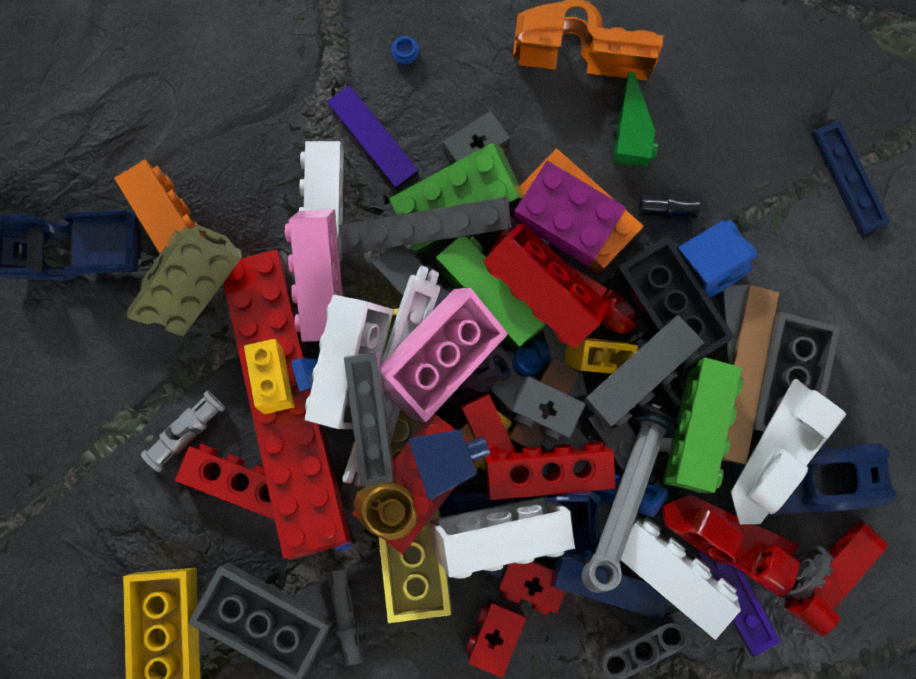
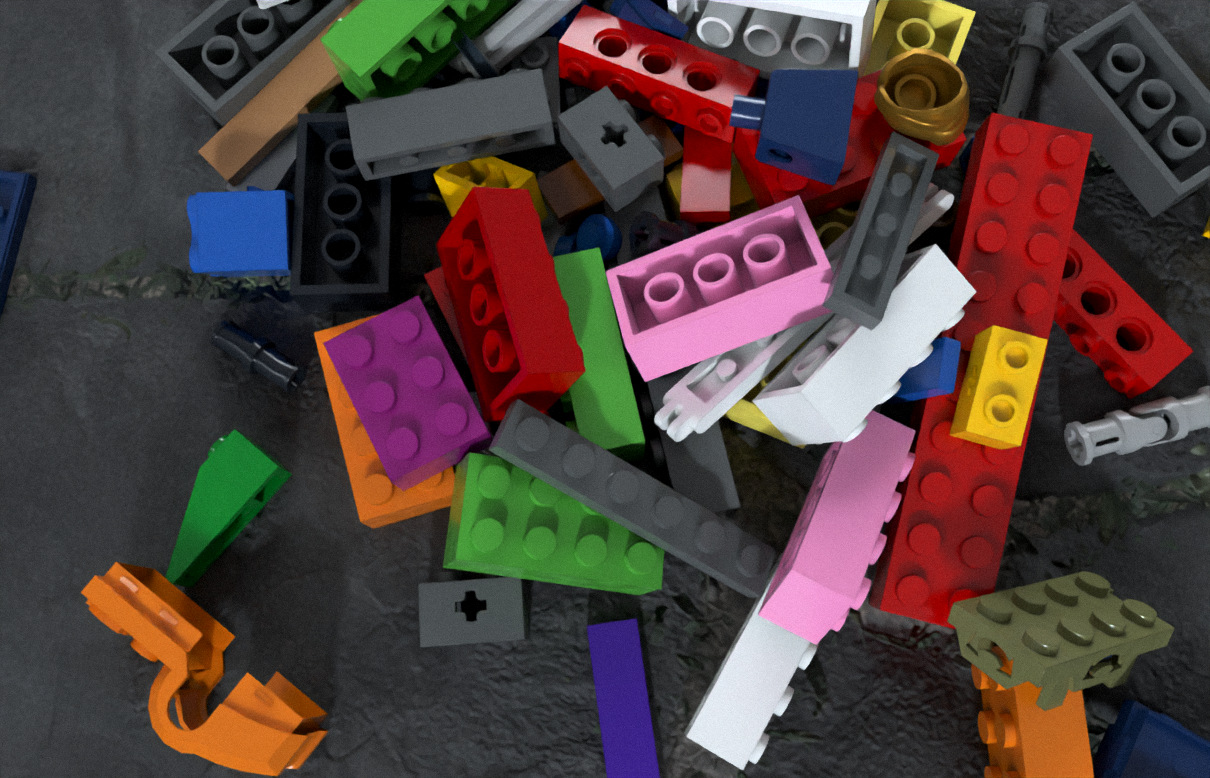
camera: 150 degrees left, 5 degrees down
(619, 314) = (421, 247): red hair -> none

